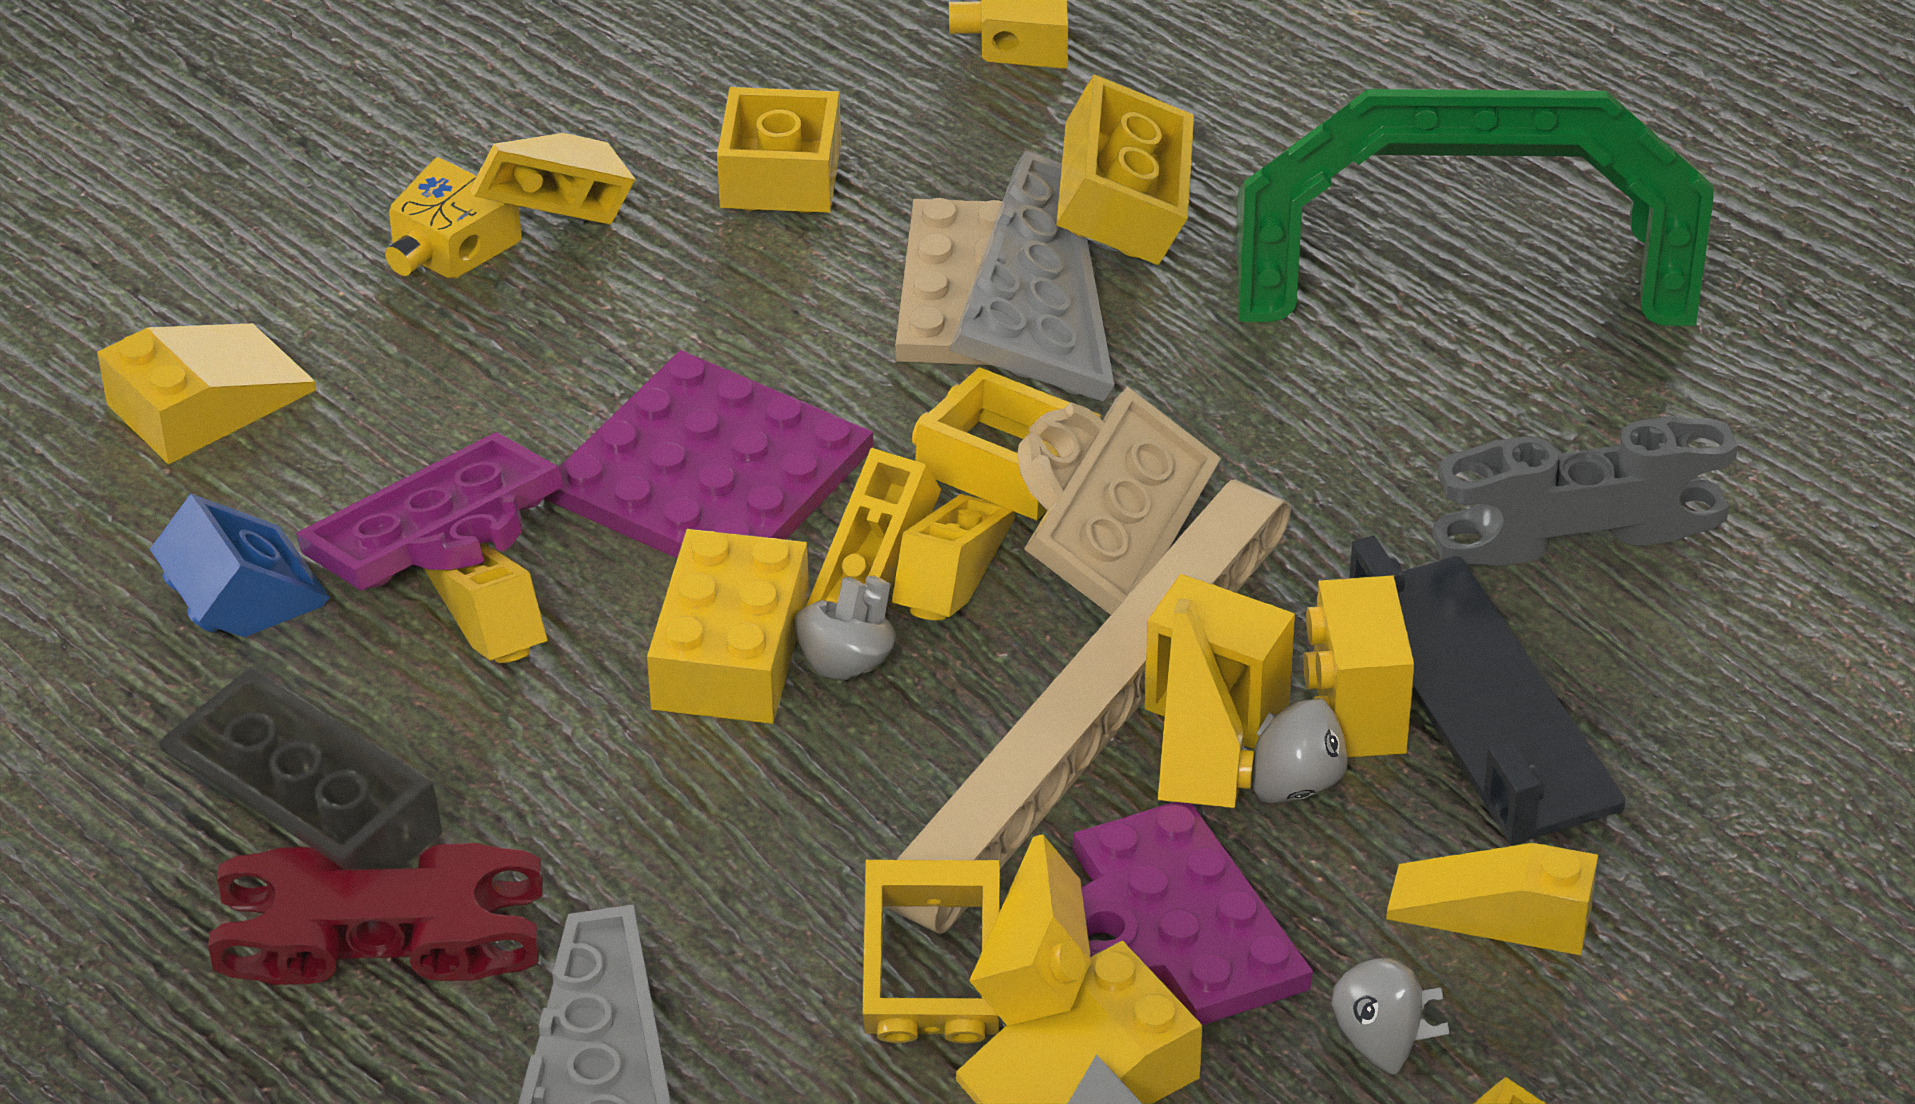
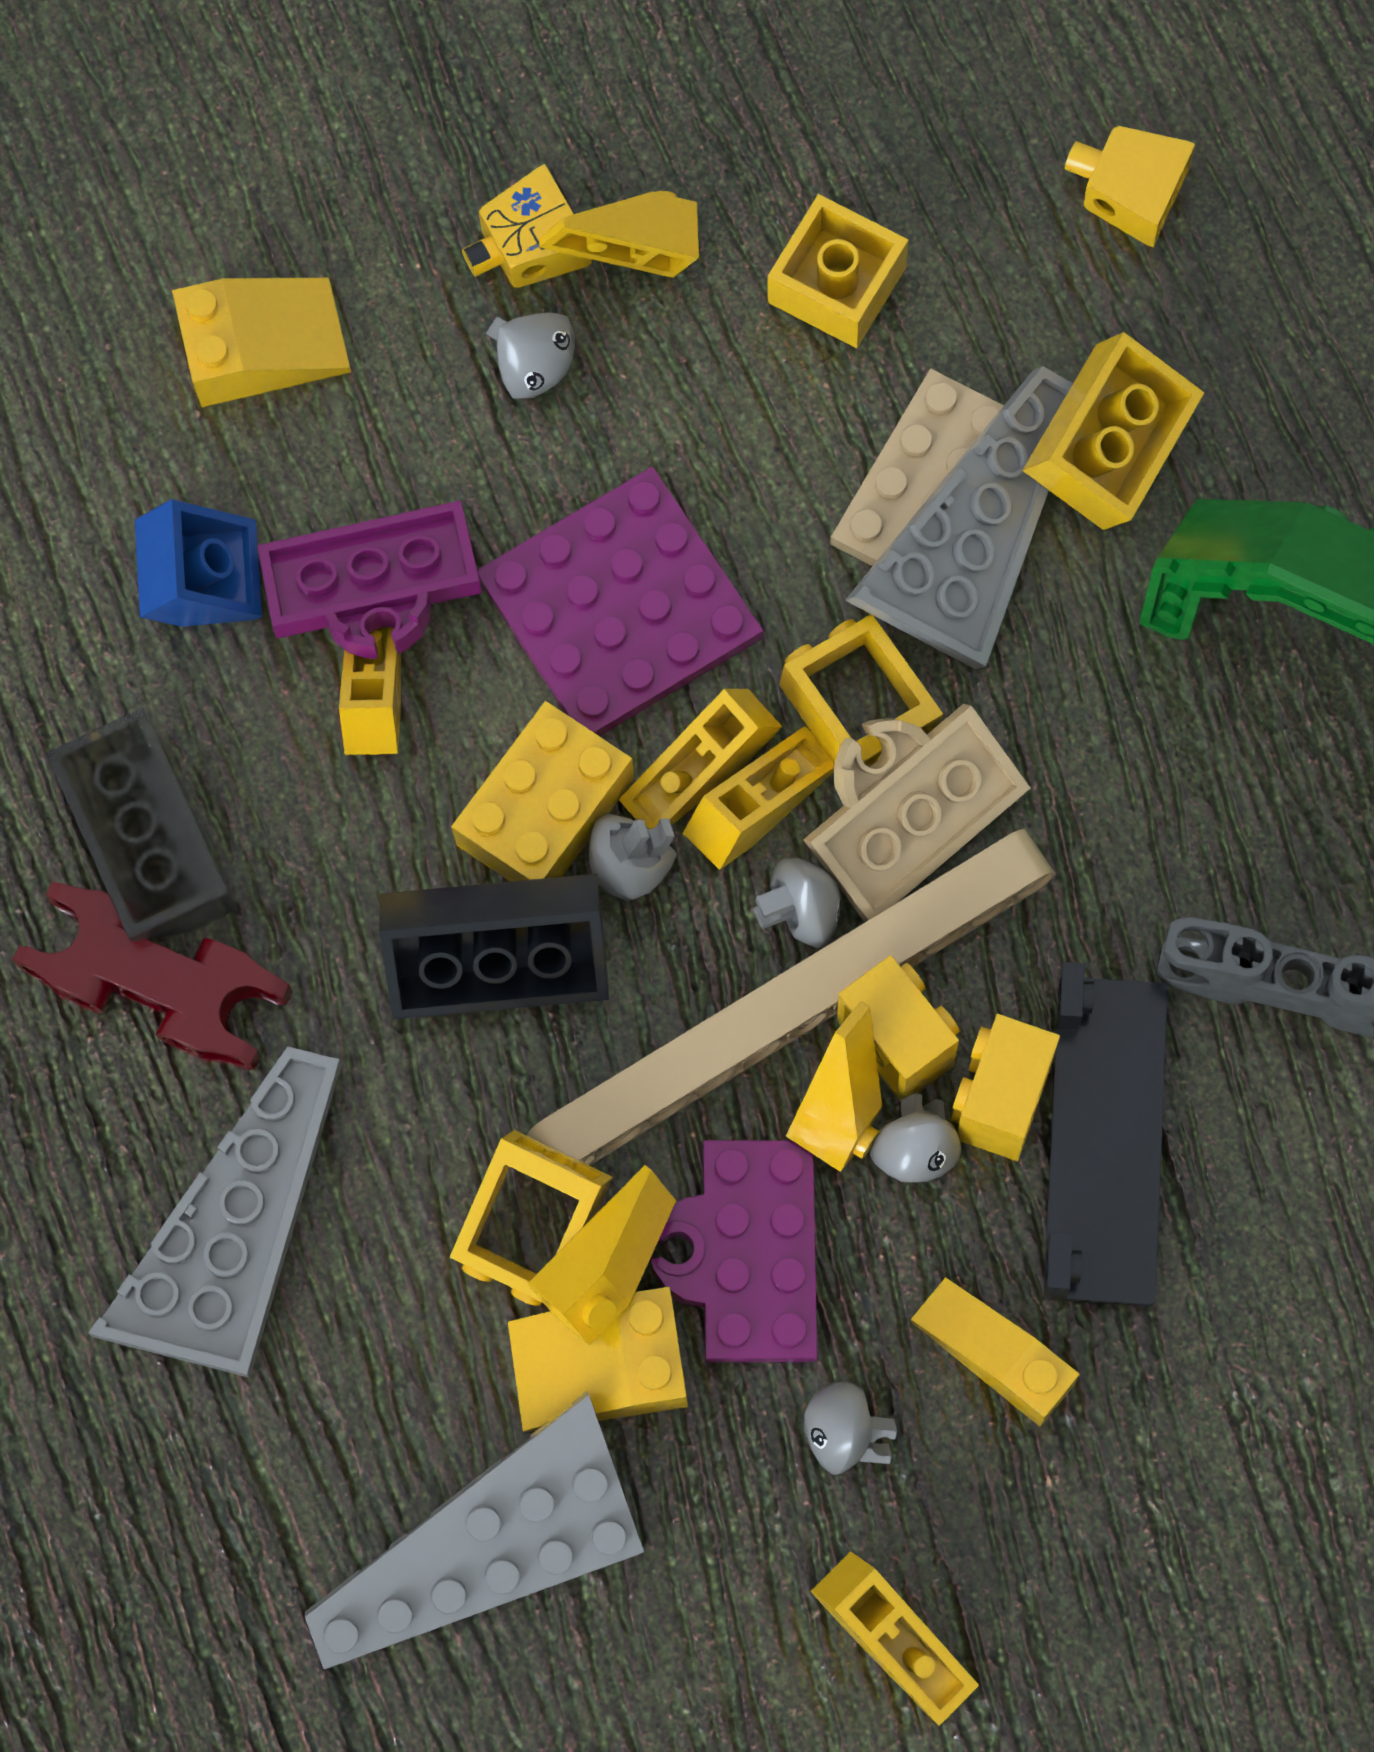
camera: 30 degrees right, 30 degrees up
(505, 297) = (533, 352): none -> light grey piece
(753, 736) = (493, 946): none -> black brick
(1051, 605) = (804, 898): none -> light grey piece

